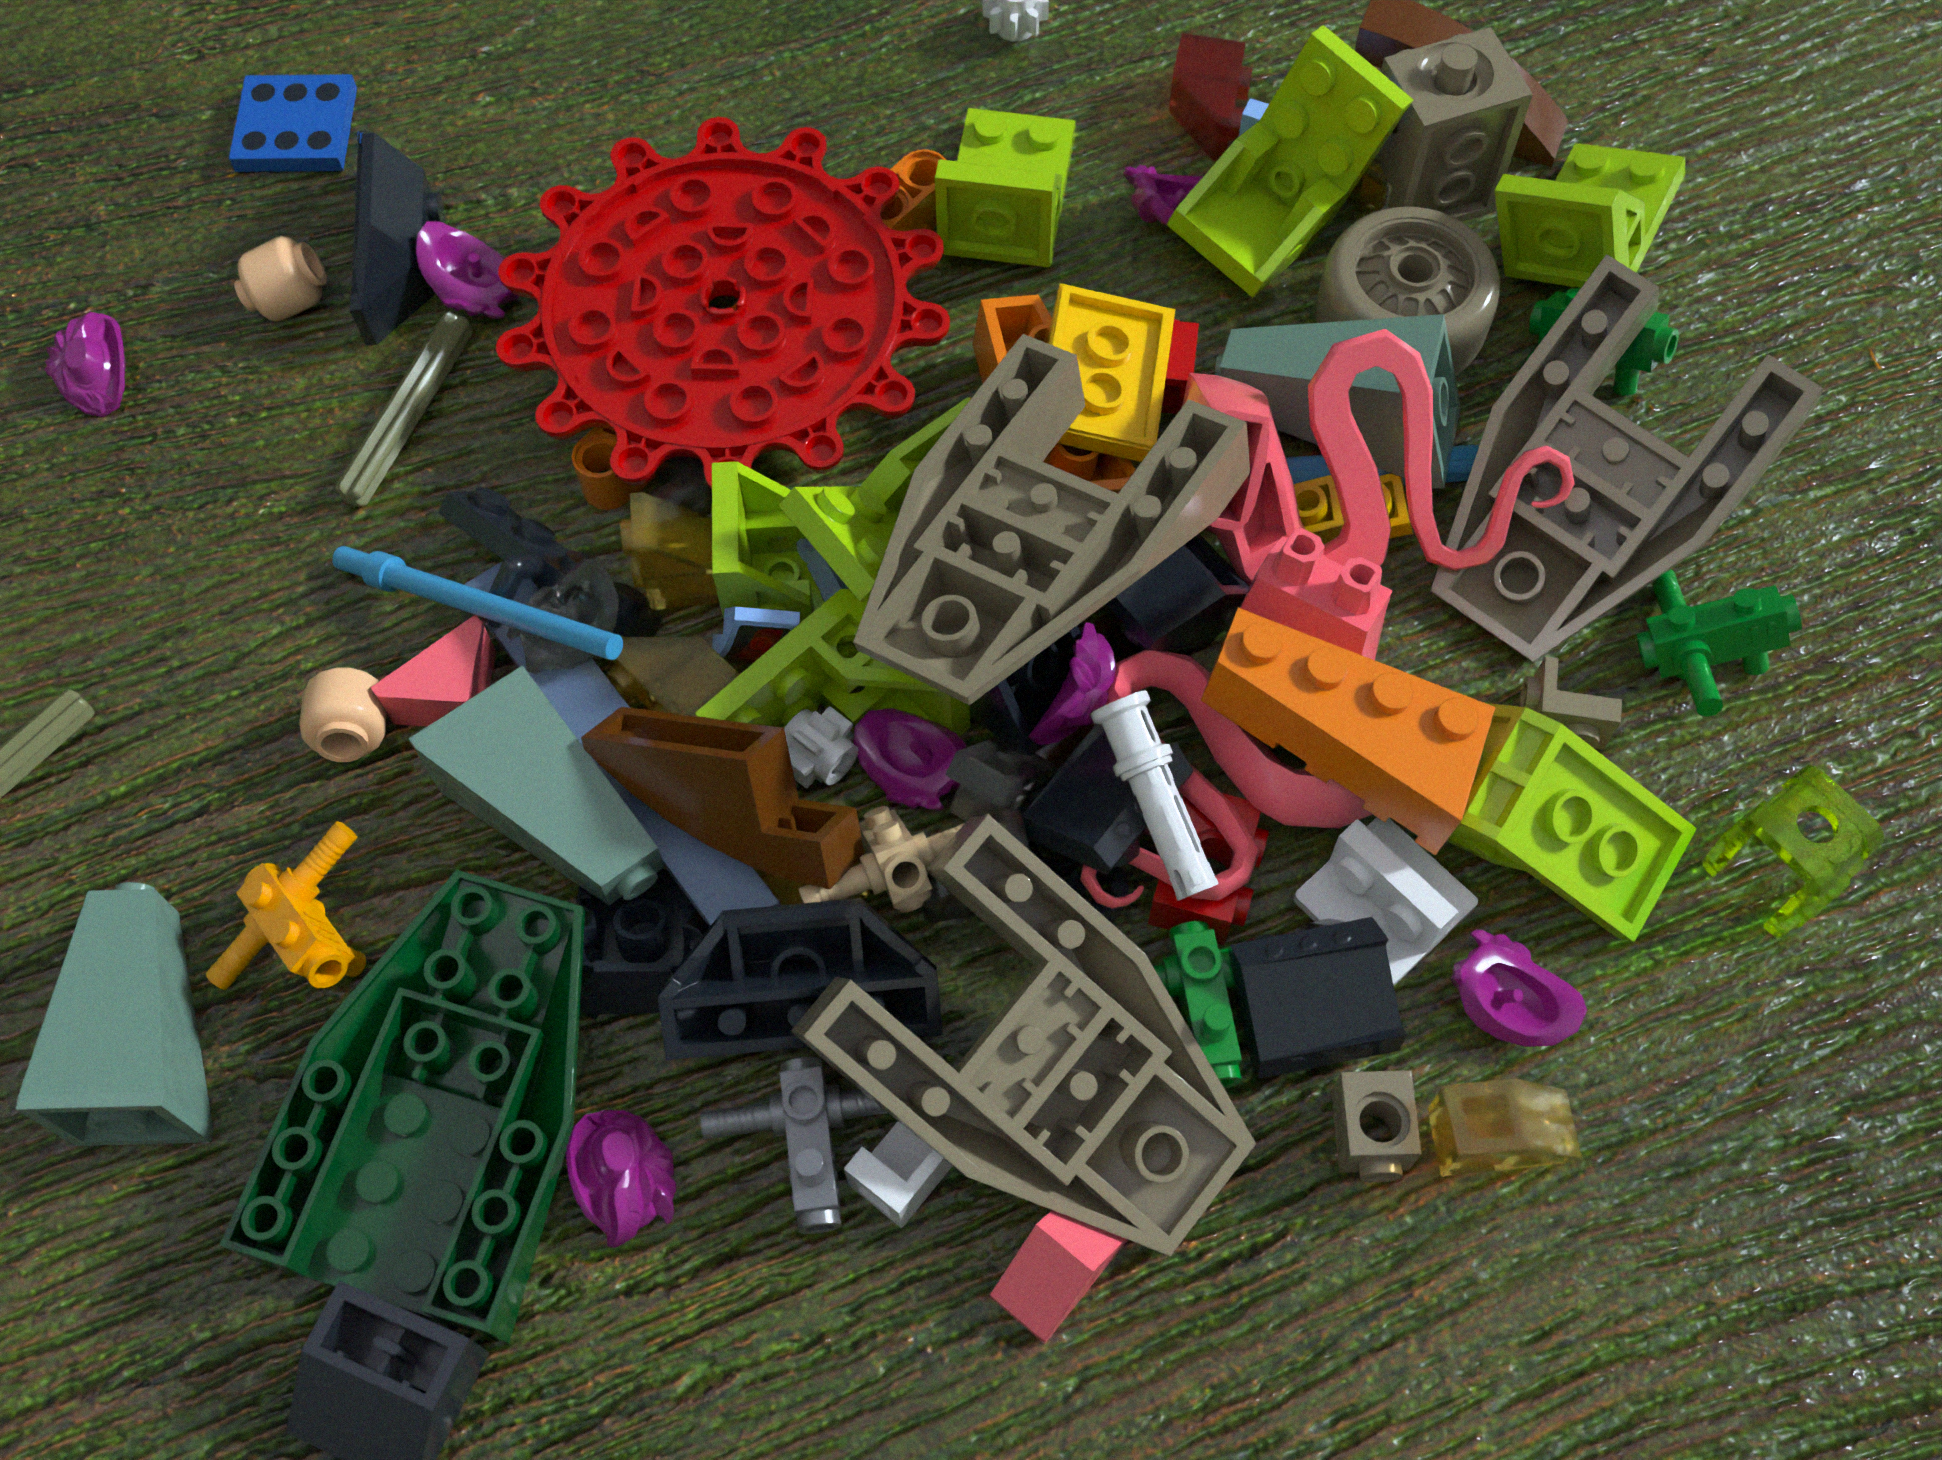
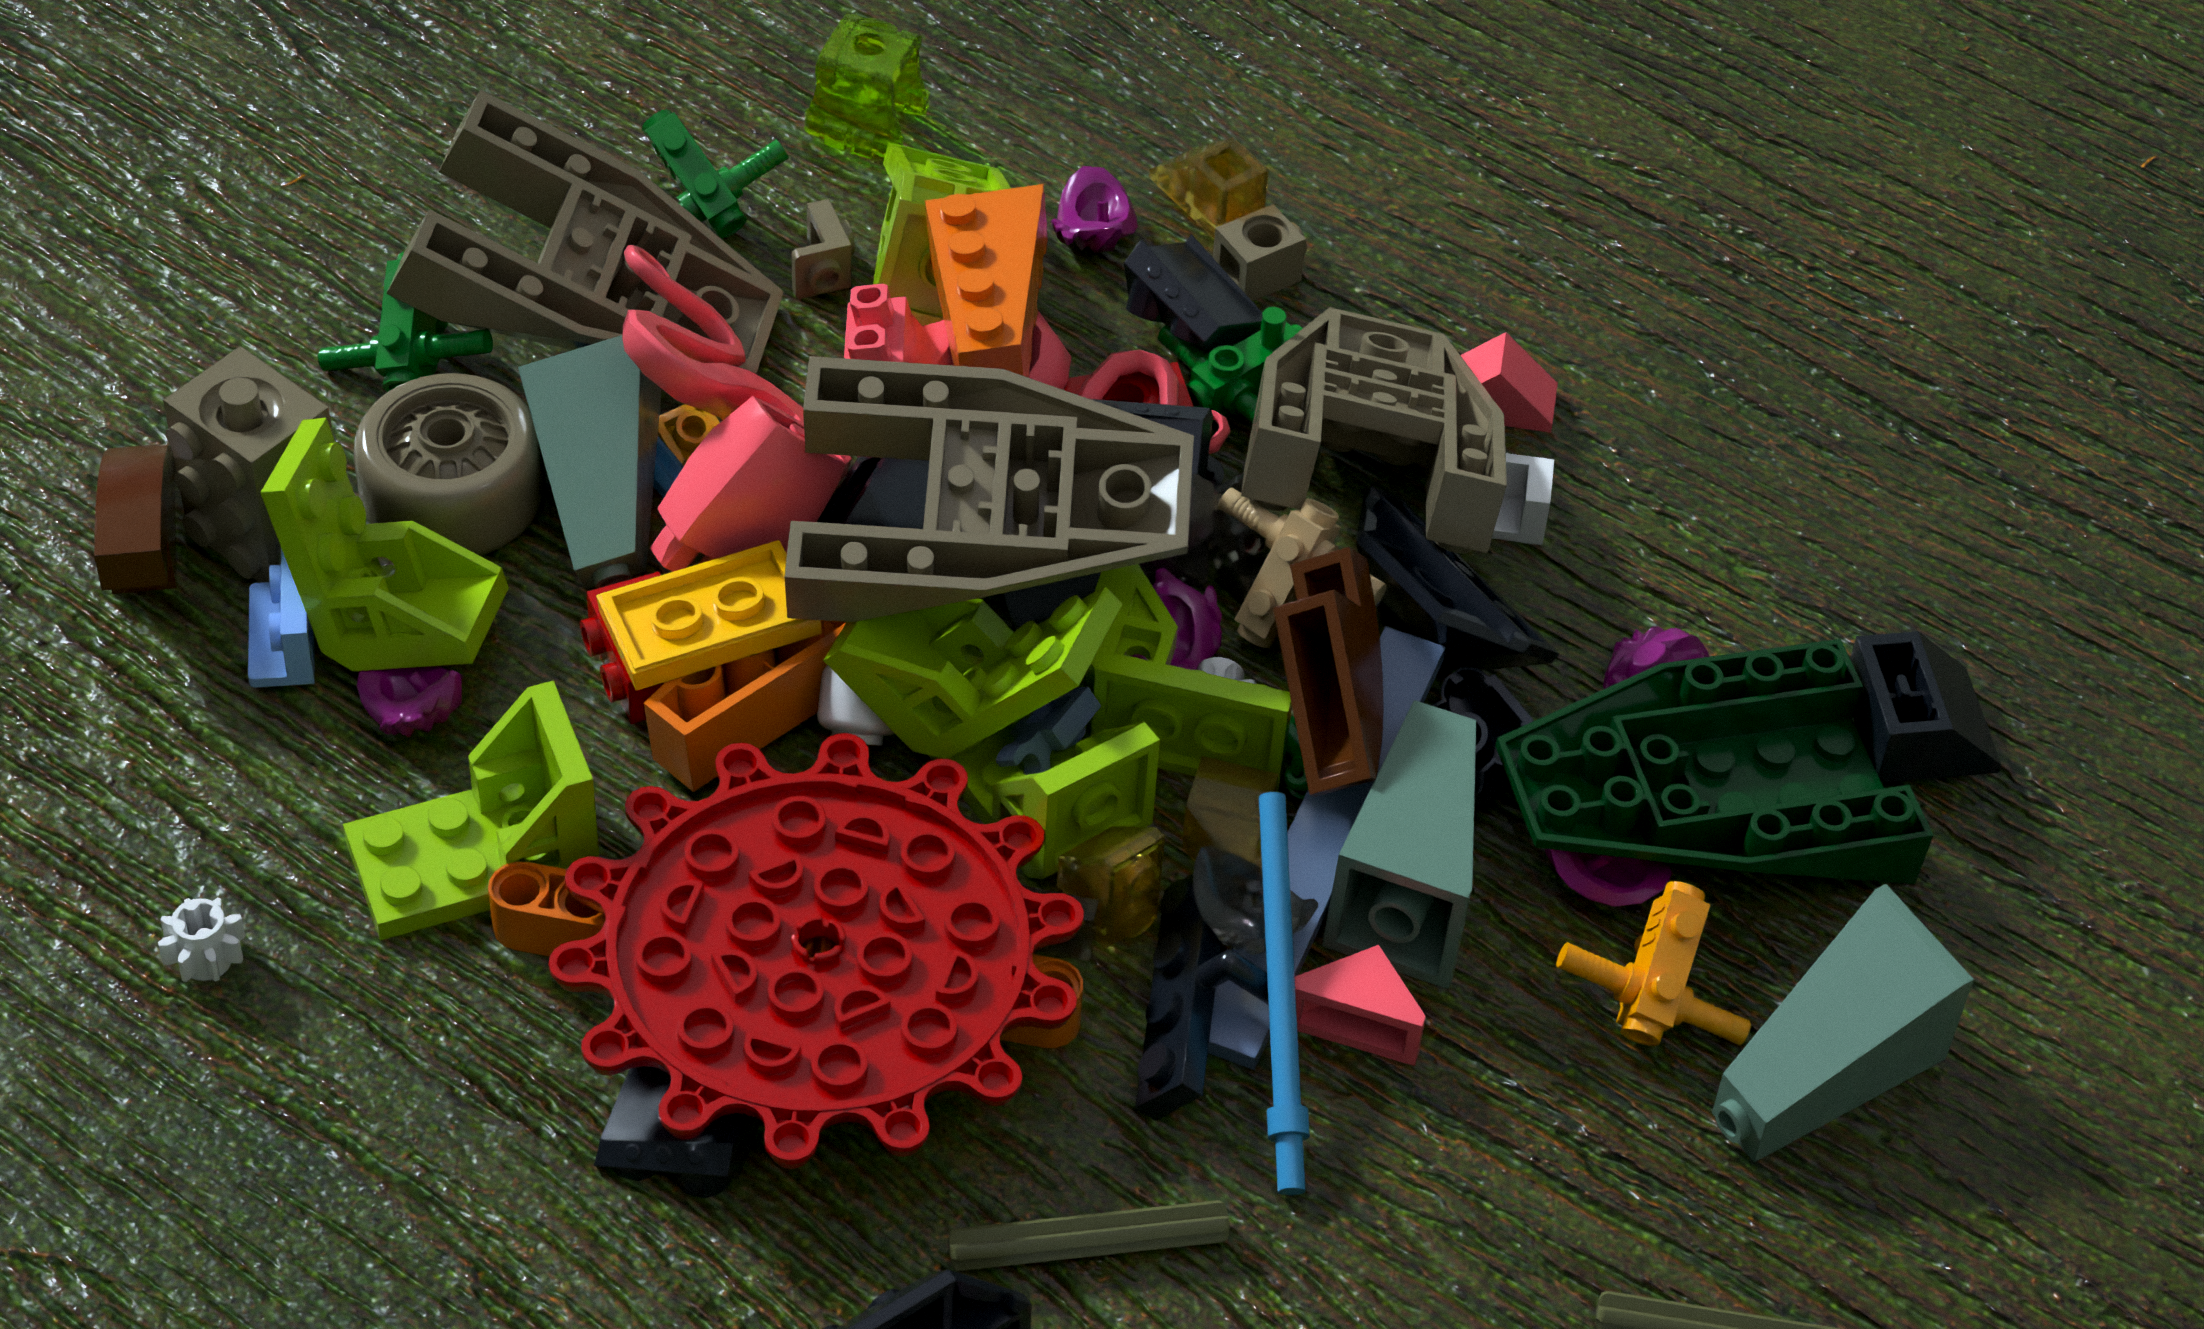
camera: 125 degrees left, 15 degrees down
(342, 714) = (1451, 1064): light nougat head -> none
(462, 270) = (892, 1247): magenta hat -> none
(752, 632) = (1176, 754): slope -> none
(805, 1115) = (1532, 555): flat silver piece -> none
(1145, 765) = (1145, 381): white pin -> none
(1205, 90) = (245, 720): clear red slope -> none
(1396, 882) = (1083, 301): white bracket -> none
(1595, 207) = (309, 340): lime bracket -> none

